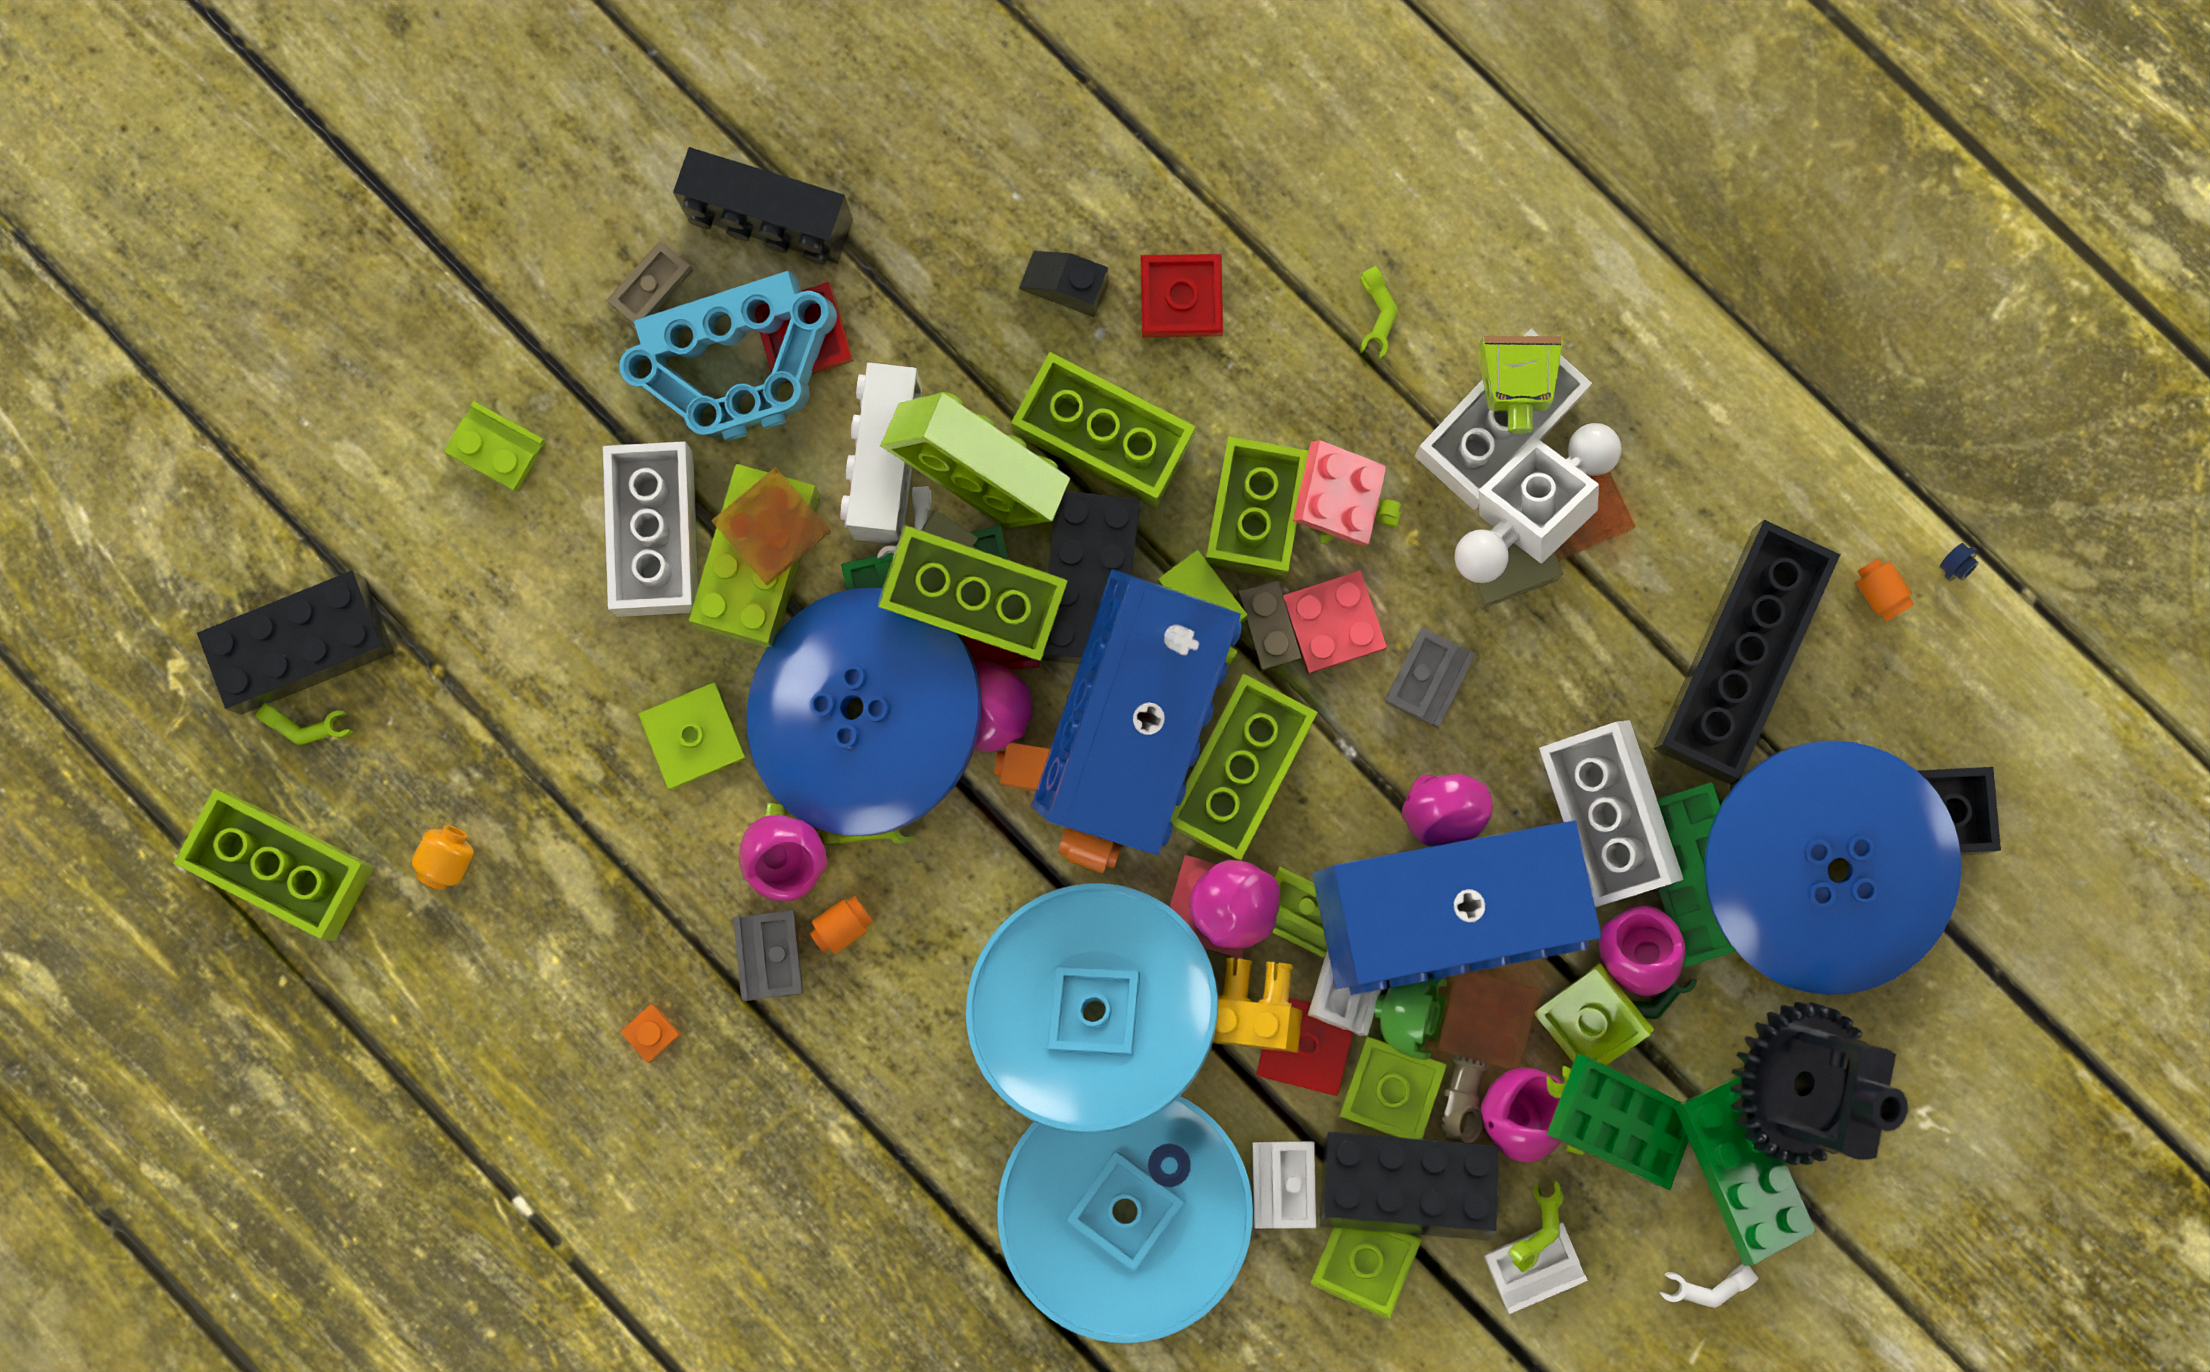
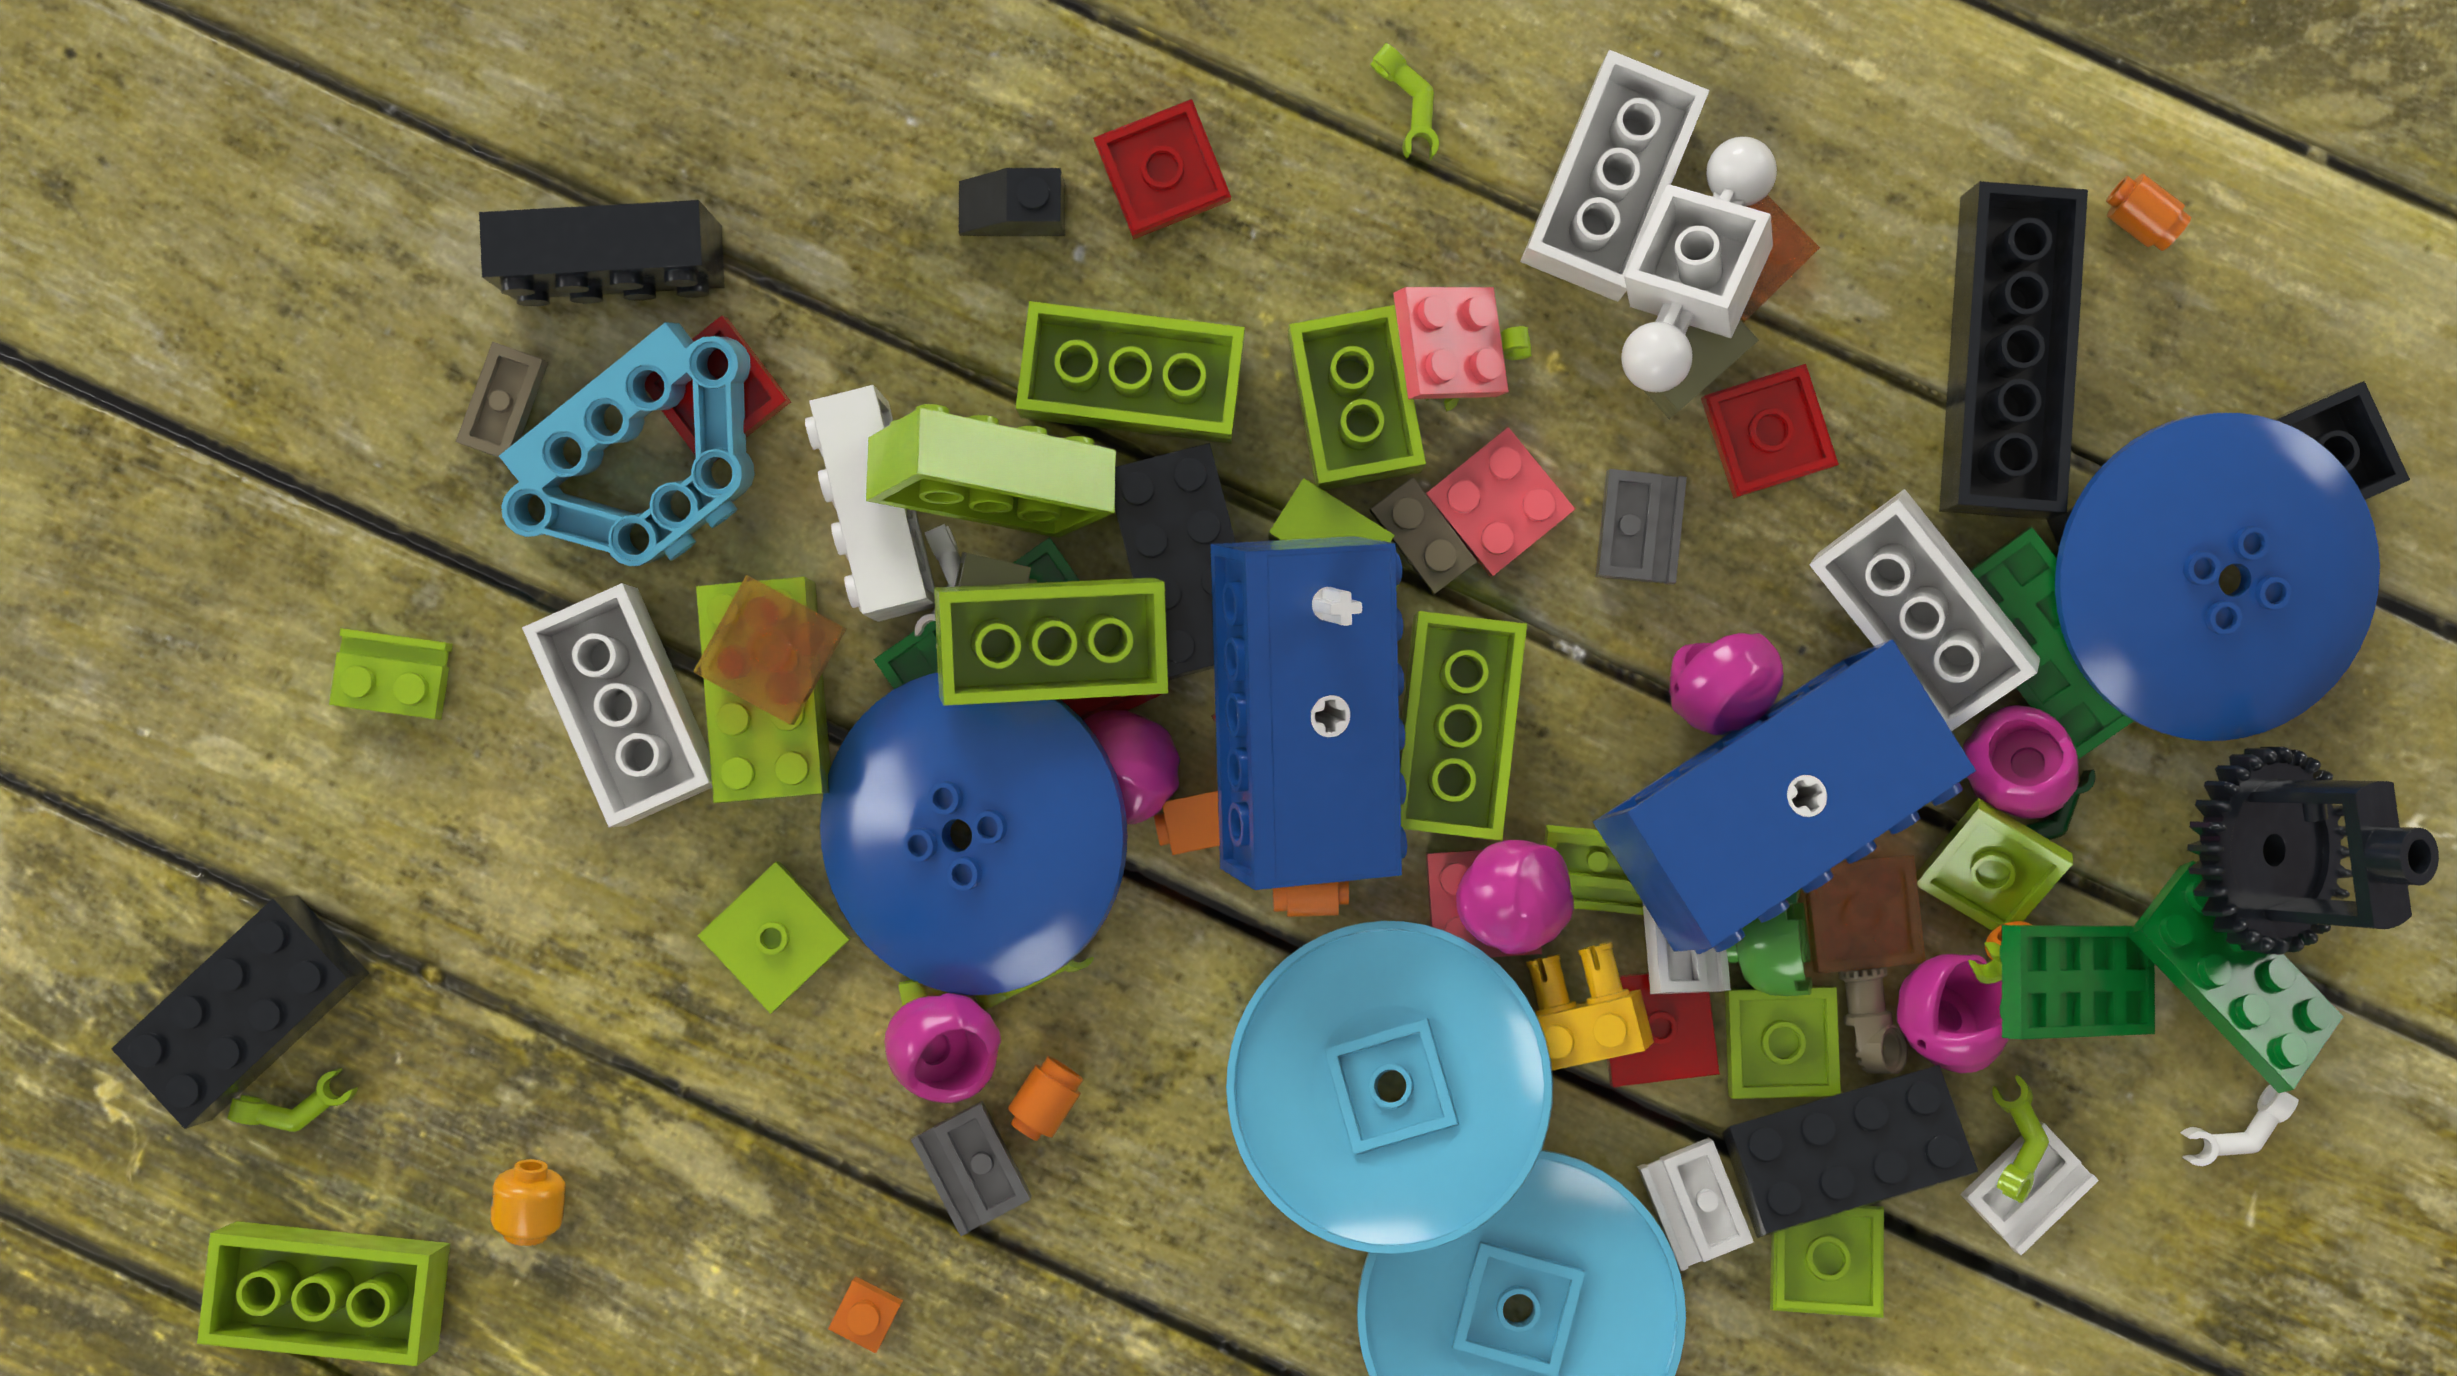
camera: 25 degrees left, 5 degrees up
(1159, 1155) = (1548, 1225): dark blue plate -> none
(1519, 376) = (1621, 114): lime torso -> none
(1549, 644) = (1769, 431): none -> red plate
(1959, 562) = (2225, 145): dark blue plate -> none

